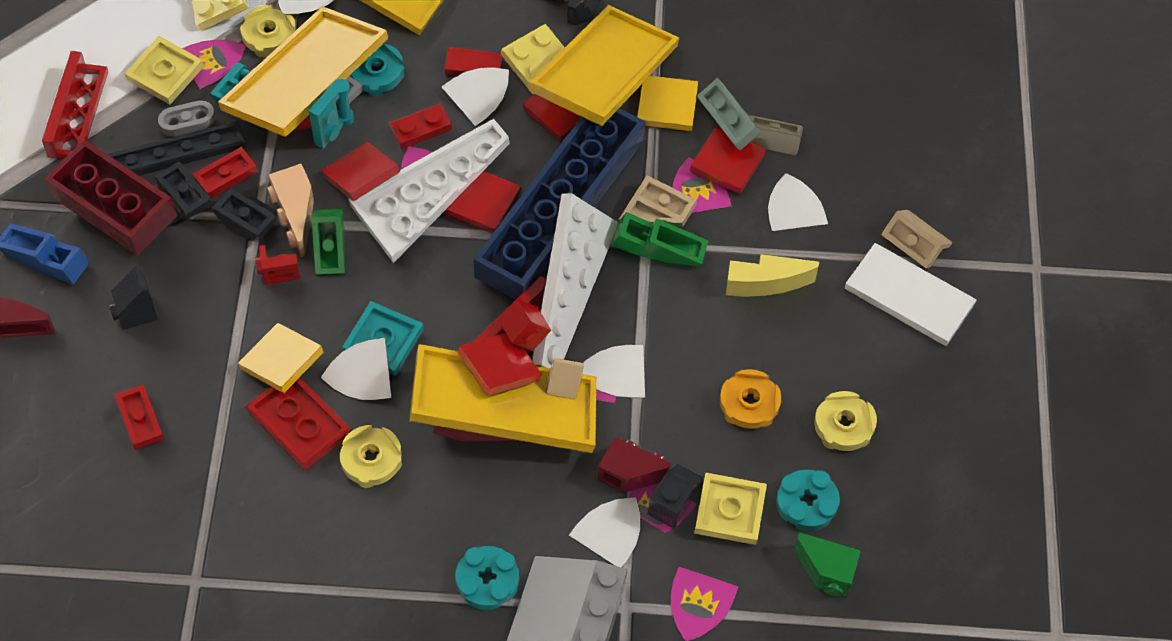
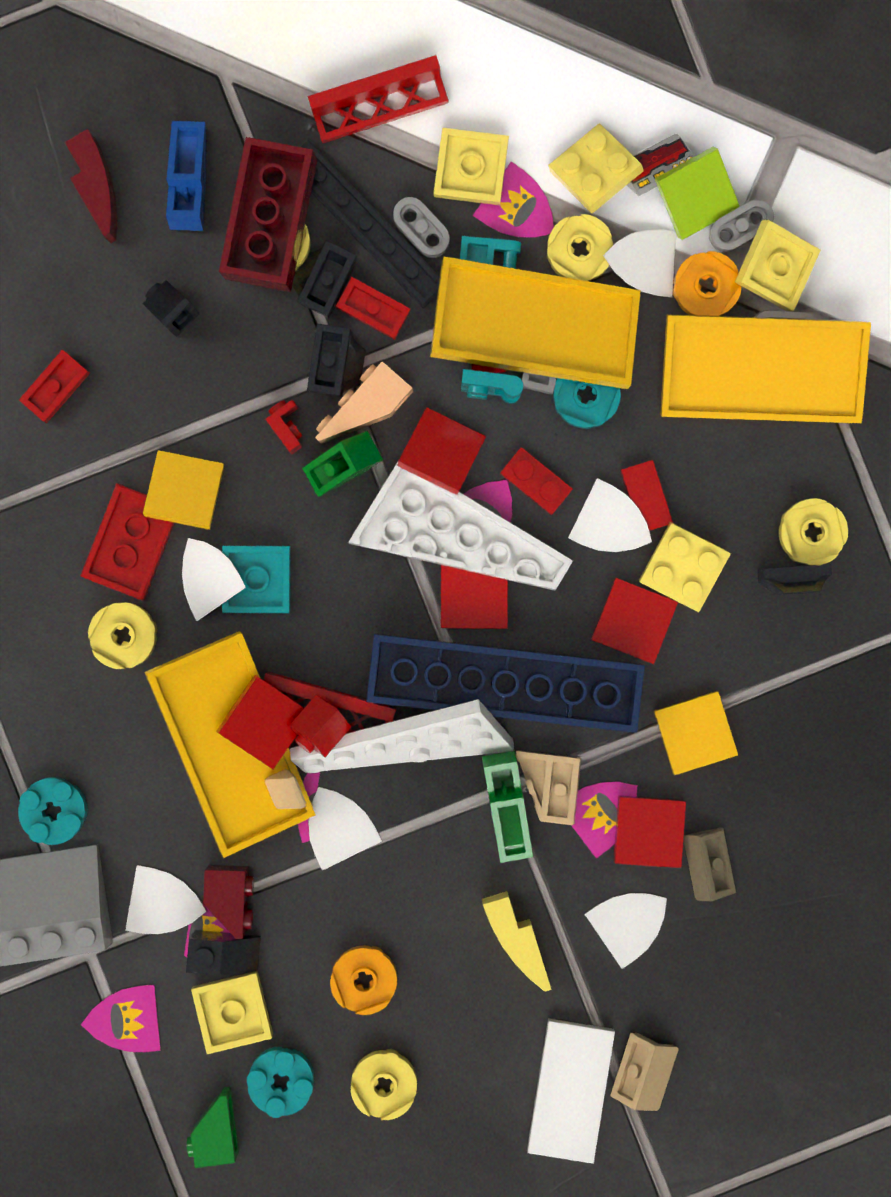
camera: 65 degrees right, 30 degrees up
(604, 65) = (698, 650): yellow tile -> none
(729, 114) = (703, 811): sand green plate -> none

